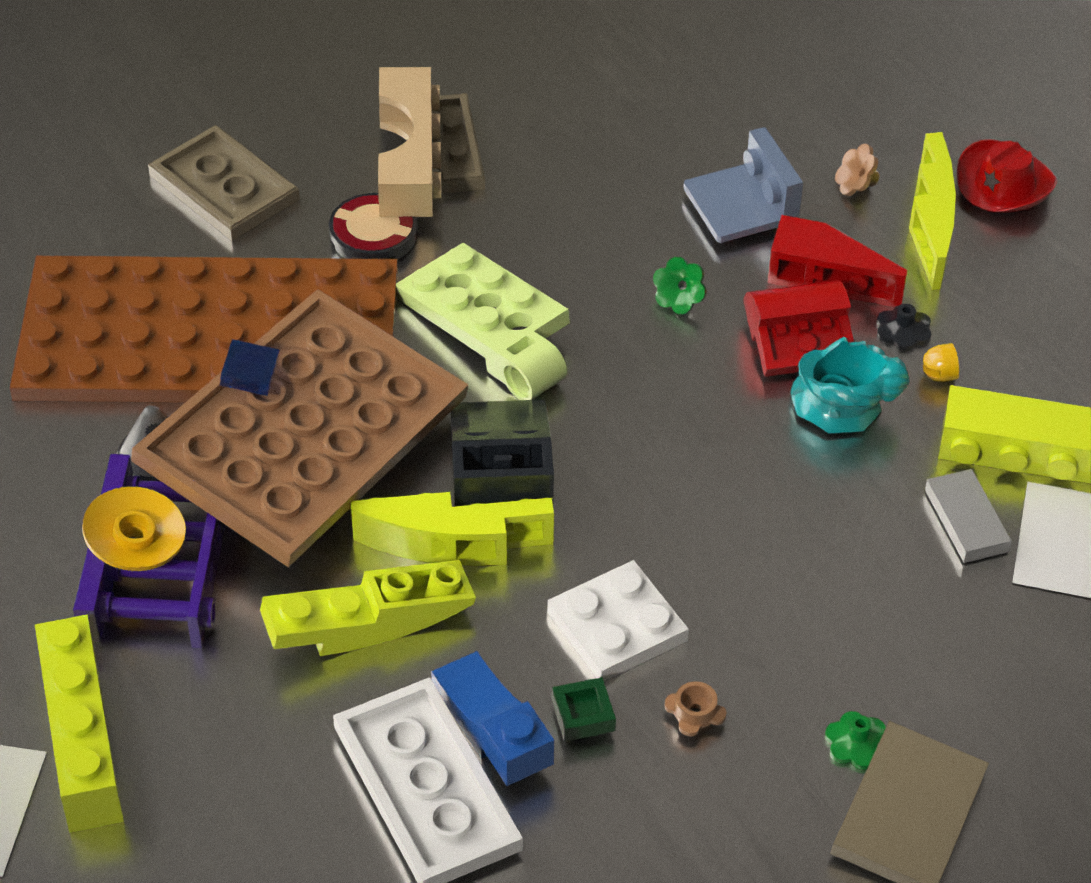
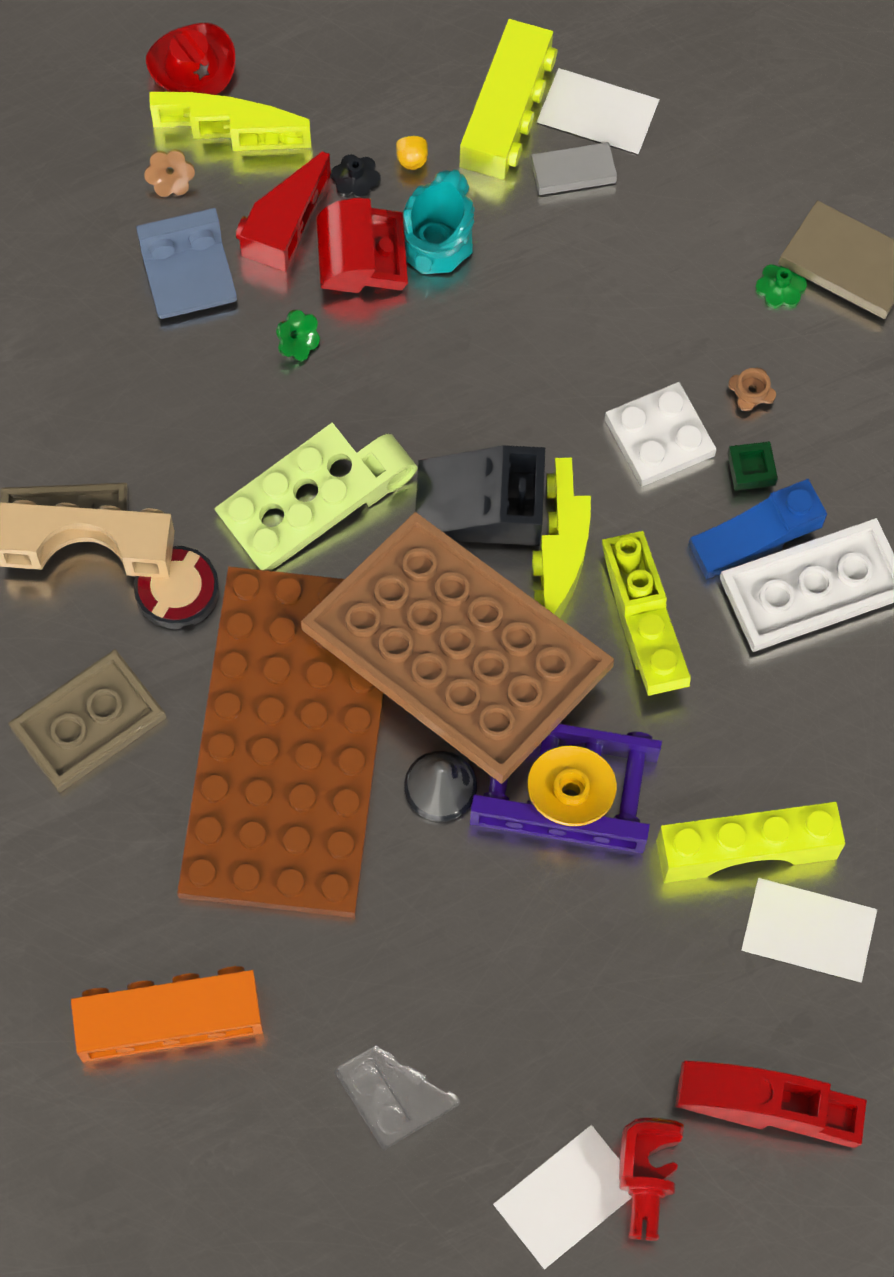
camera: 85 degrees left, 20 degrees up
(249, 367) = (411, 676): clear blue tile -> none

